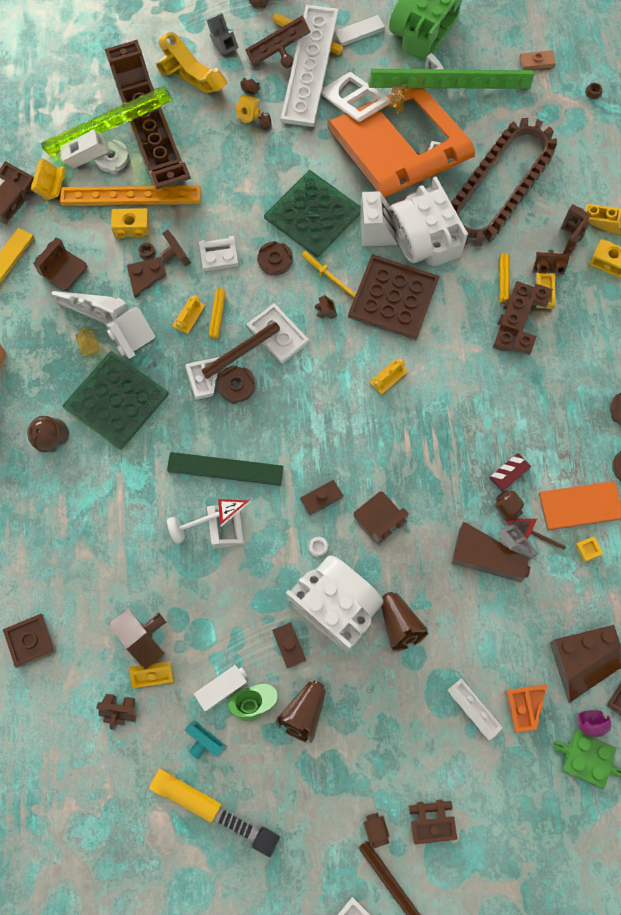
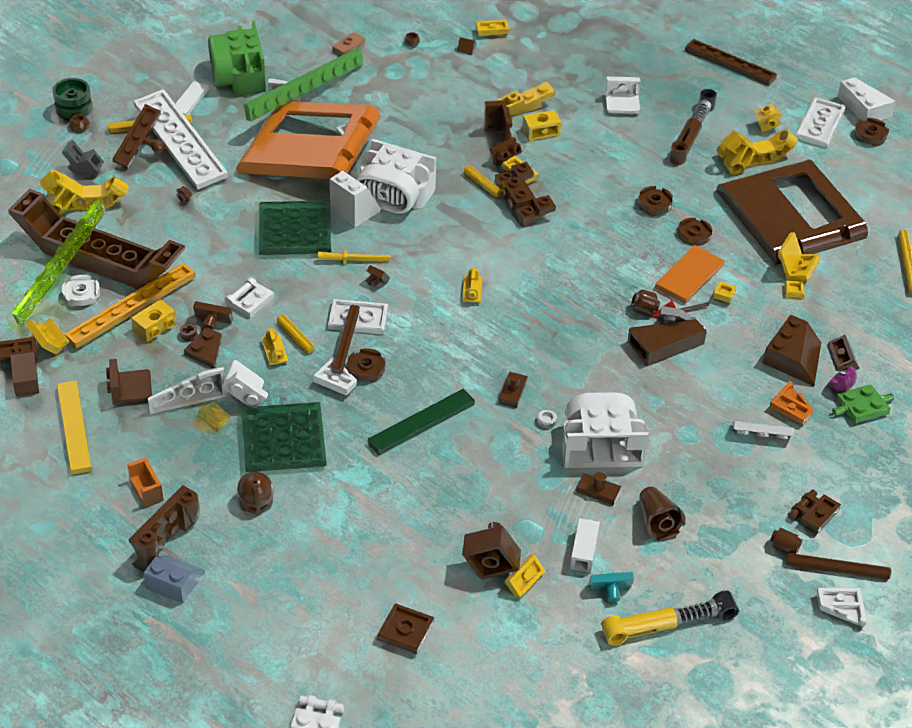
camera: 45 degrees left, 25 degrees down
(83, 149) = (55, 296): white brick -> none
(115, 713) = (528, 616): reddish brown hips -> none
(214, 530) = (463, 459): white tile -> none
(227, 509) = (463, 430): white piece -> none
(247, 109) = (166, 187): yellow brick -> none
(249, 86) = (145, 179): reddish brown plate -> none
(252, 702) = (617, 533): bright green piece -> none
(274, 258) = (297, 273): reddish brown tile -> none
(332, 91) = (218, 147): white window -> none
(380, 517) = (570, 370): reddish brown bracket -> none
(393, 297) = (418, 239): reddish brown plate -> none
(399, 94) = (282, 114): clear yellow bracket -> none
(401, 622) = (661, 414): reddish brown cone -> none
(510, 472) = (622, 287): dark red tile -> none
(522, 188) = (429, 110): reddish brown piece -> none

